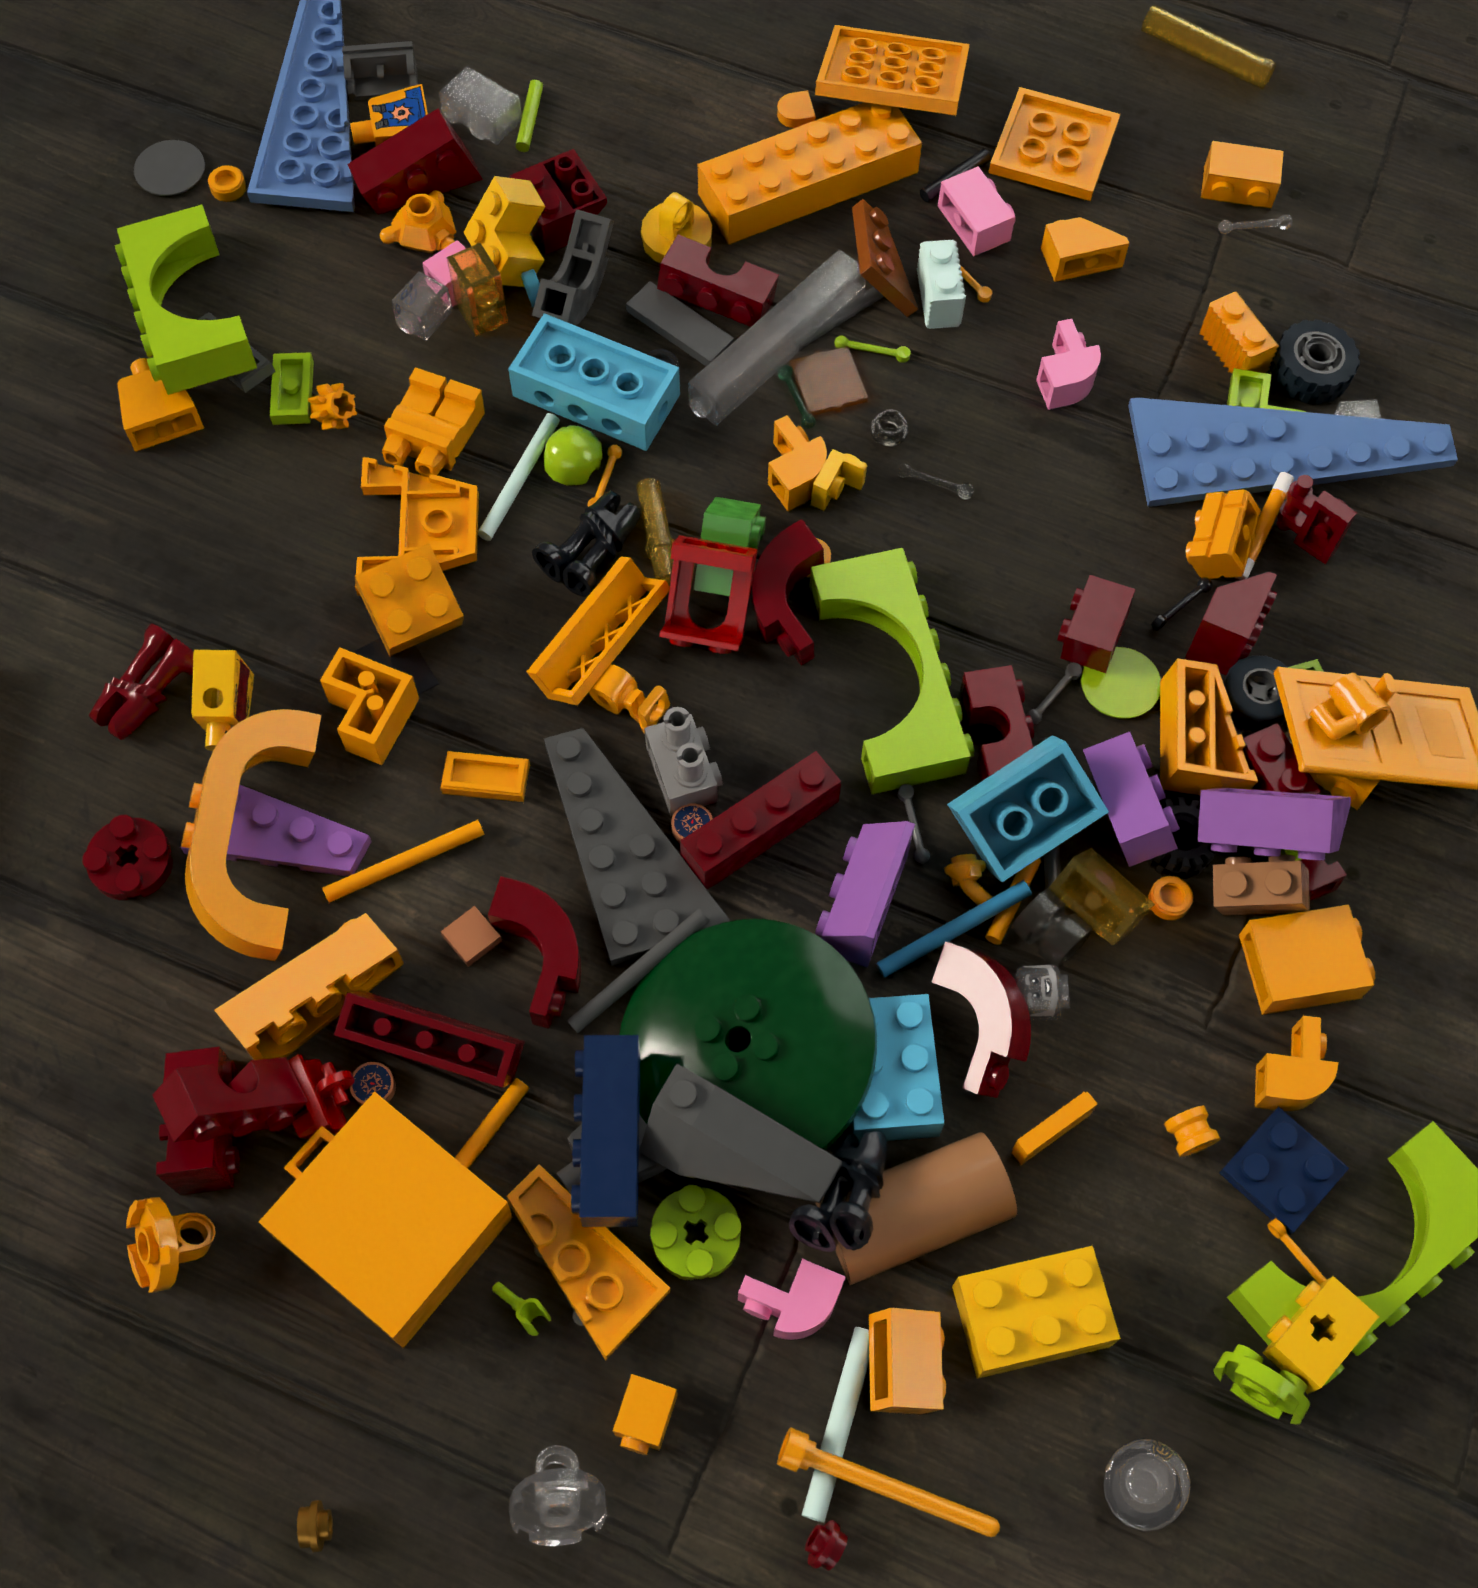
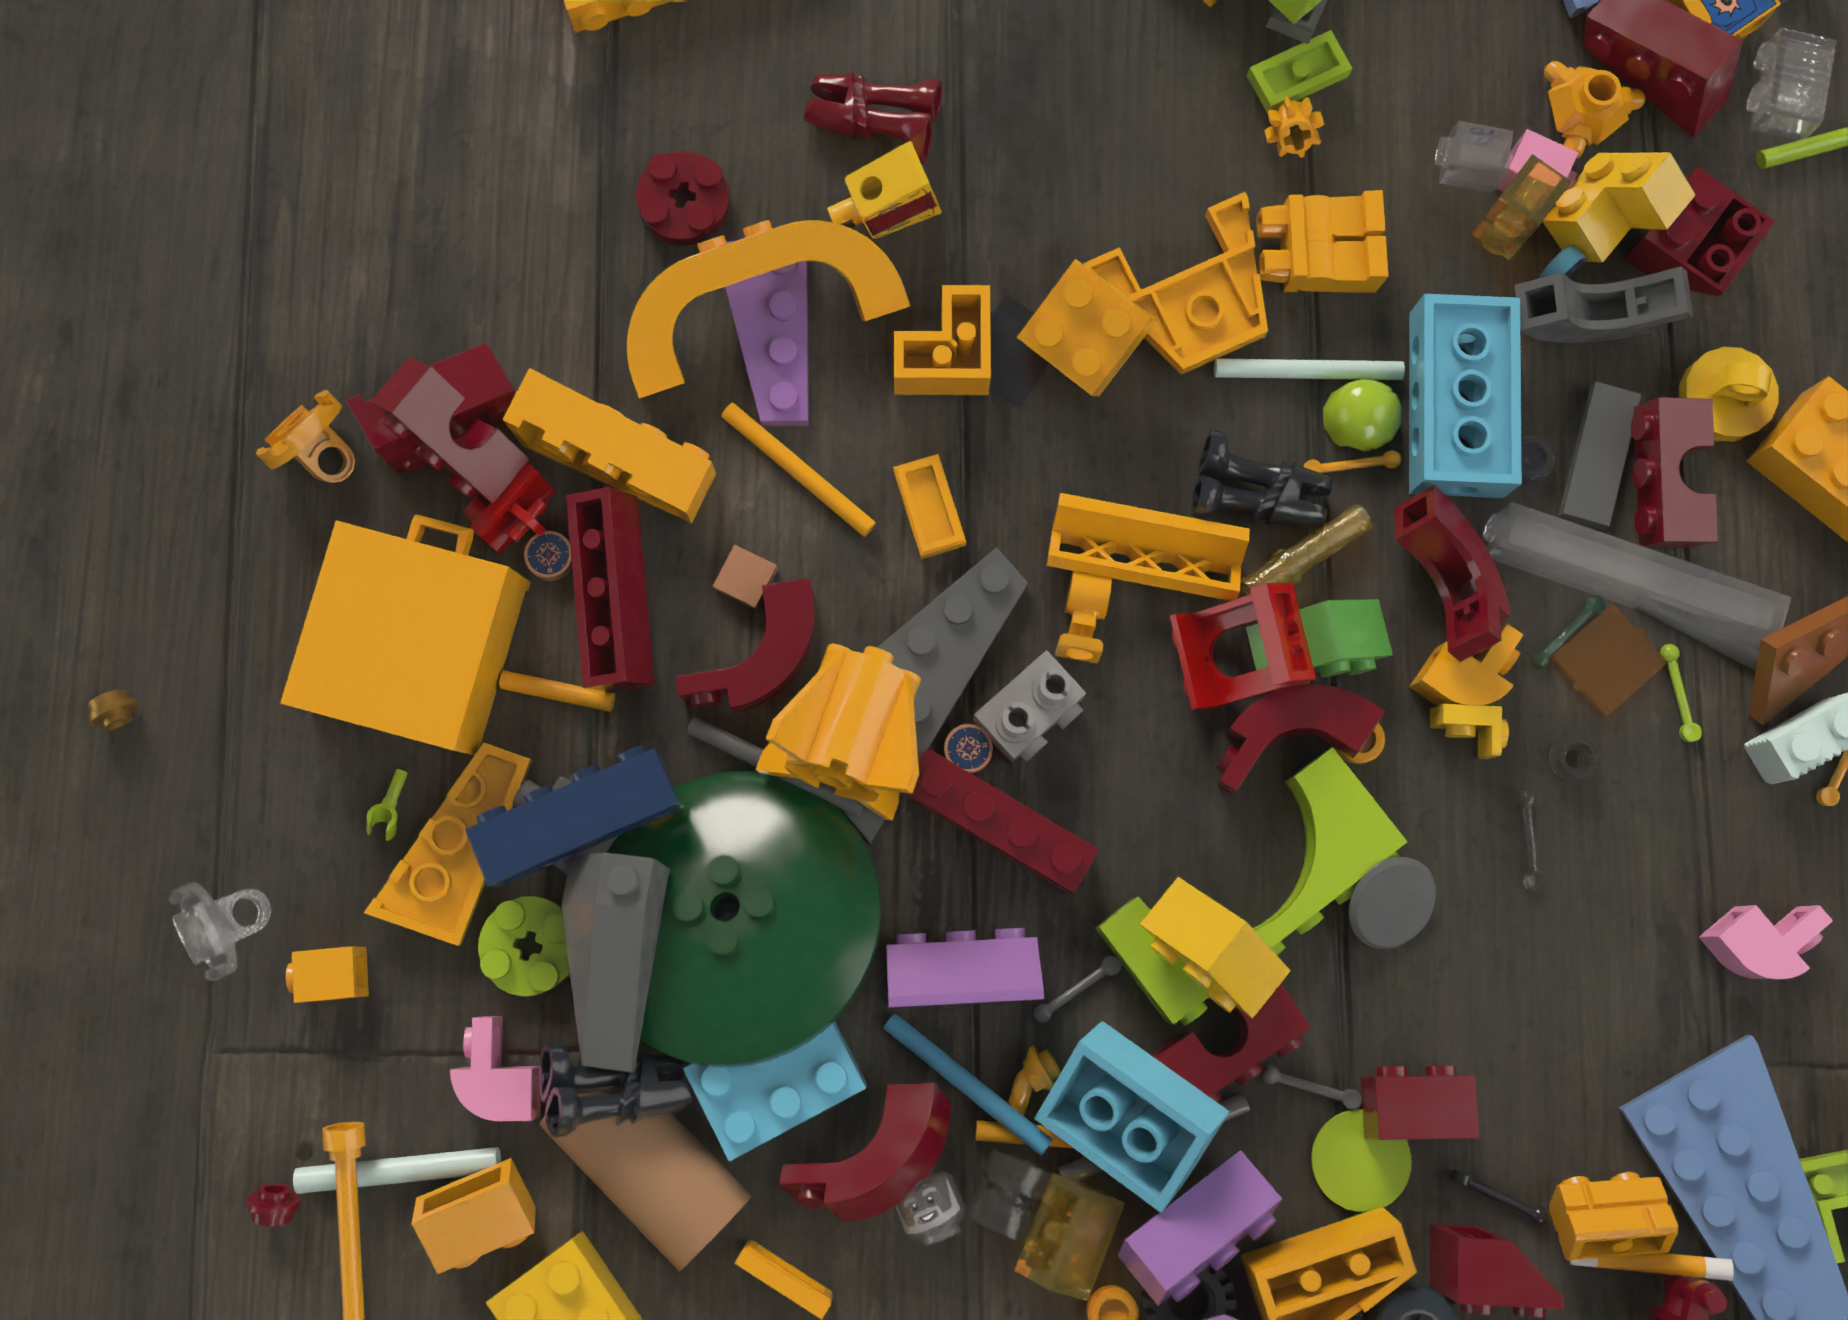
camera: 65 degrees right, 15 degrees up
(642, 882) = (850, 730): none -> light orange brick
(719, 437) = (1459, 566): none -> dark red arch
(922, 688) = (1216, 947): none -> yellow brick
(942, 580) = (1392, 902): none -> dark grey piece

